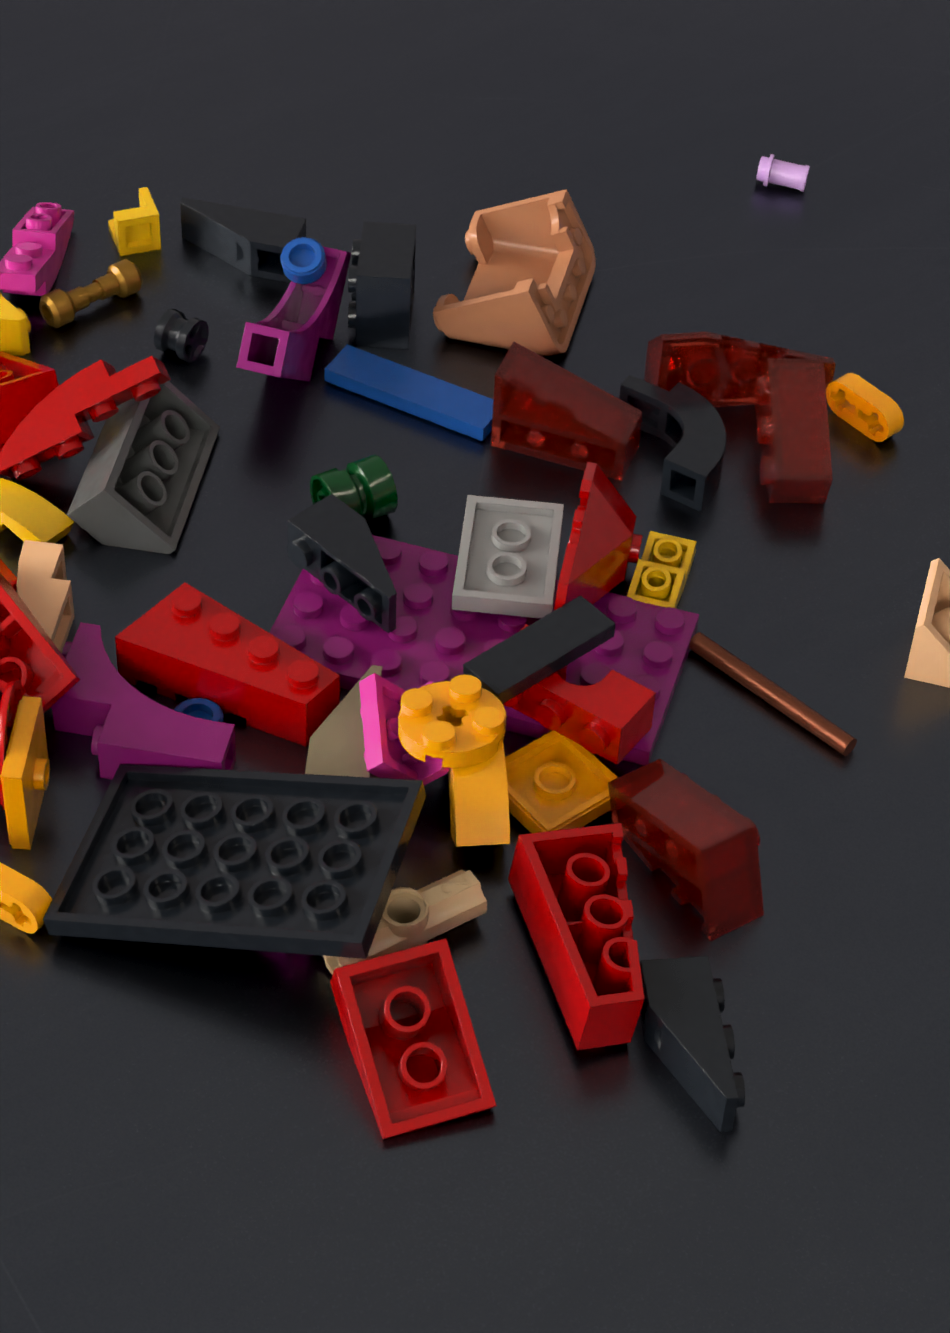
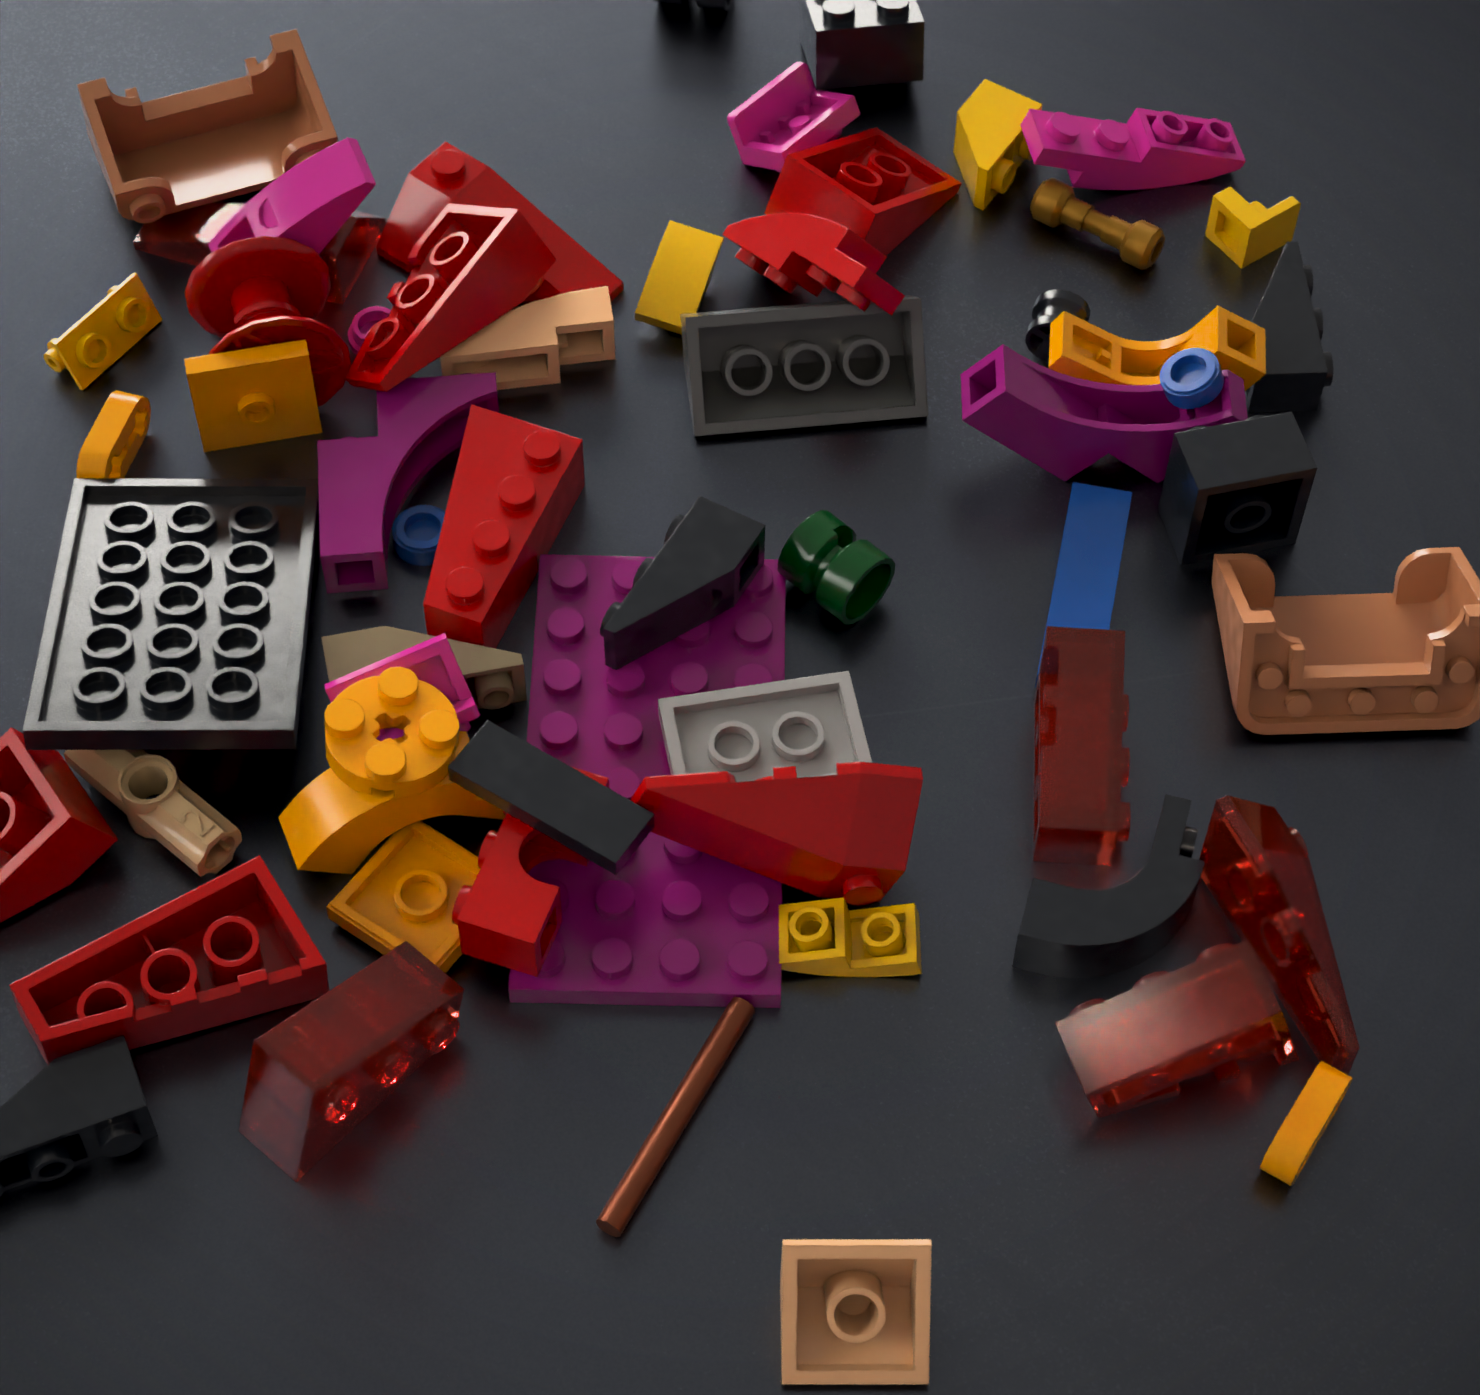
camera: 75 degrees right, 10 degrees up
(256, 288) = (1099, 356): none -> light orange arch

